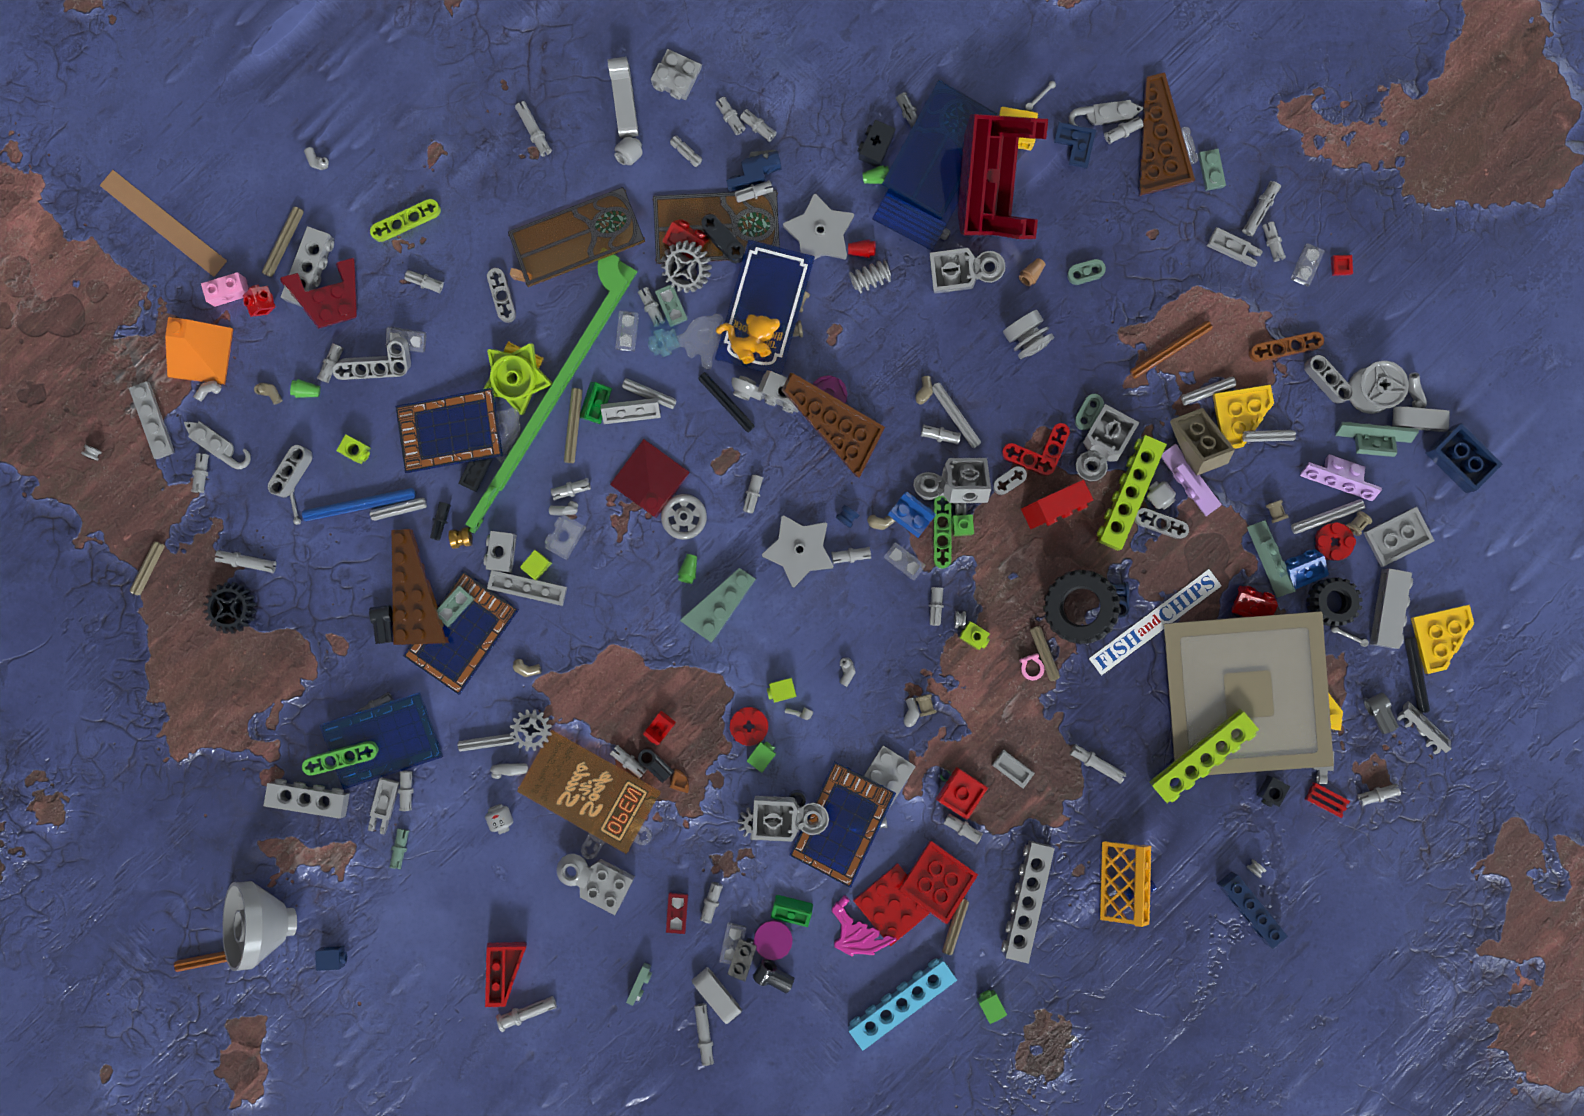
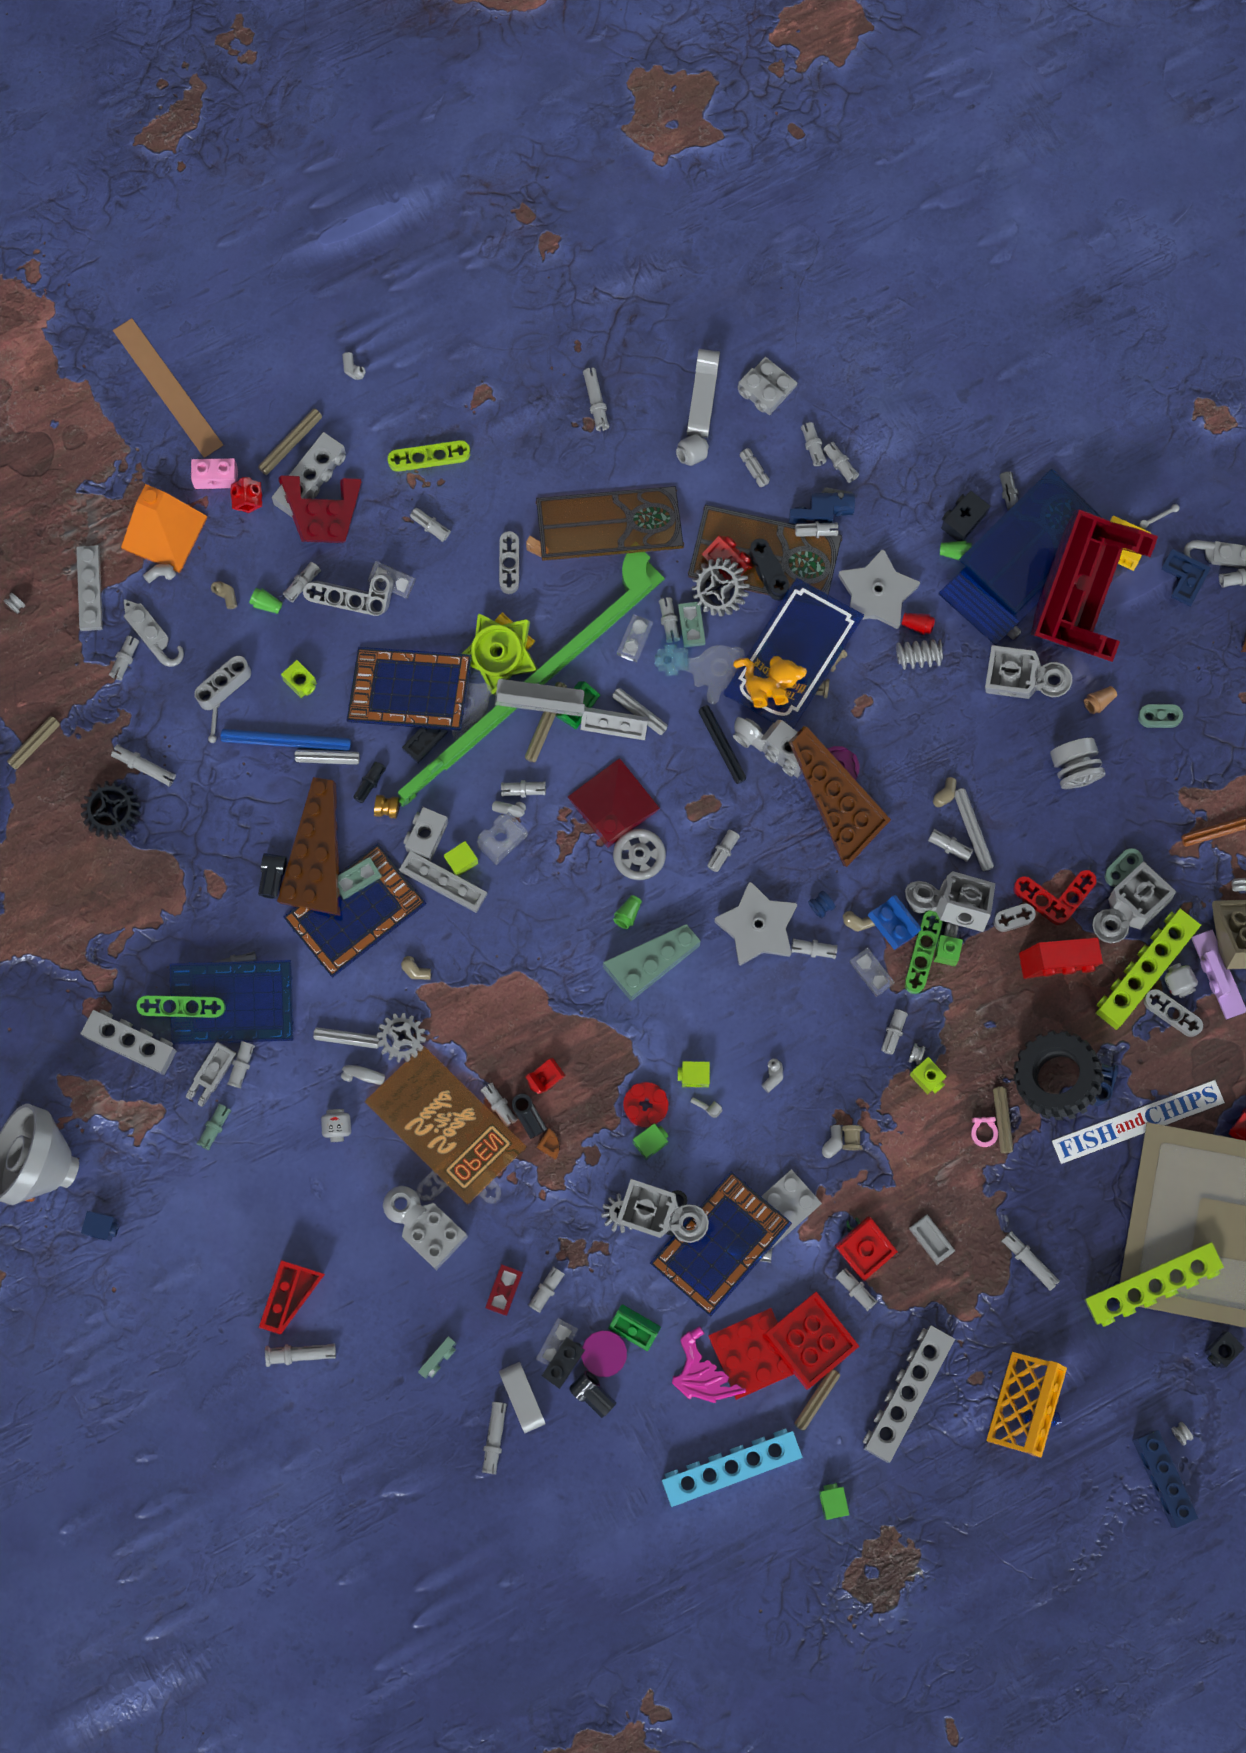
camera: 15 degrees right, 10 degrees down
(560, 407) = (539, 697): none -> light grey panel

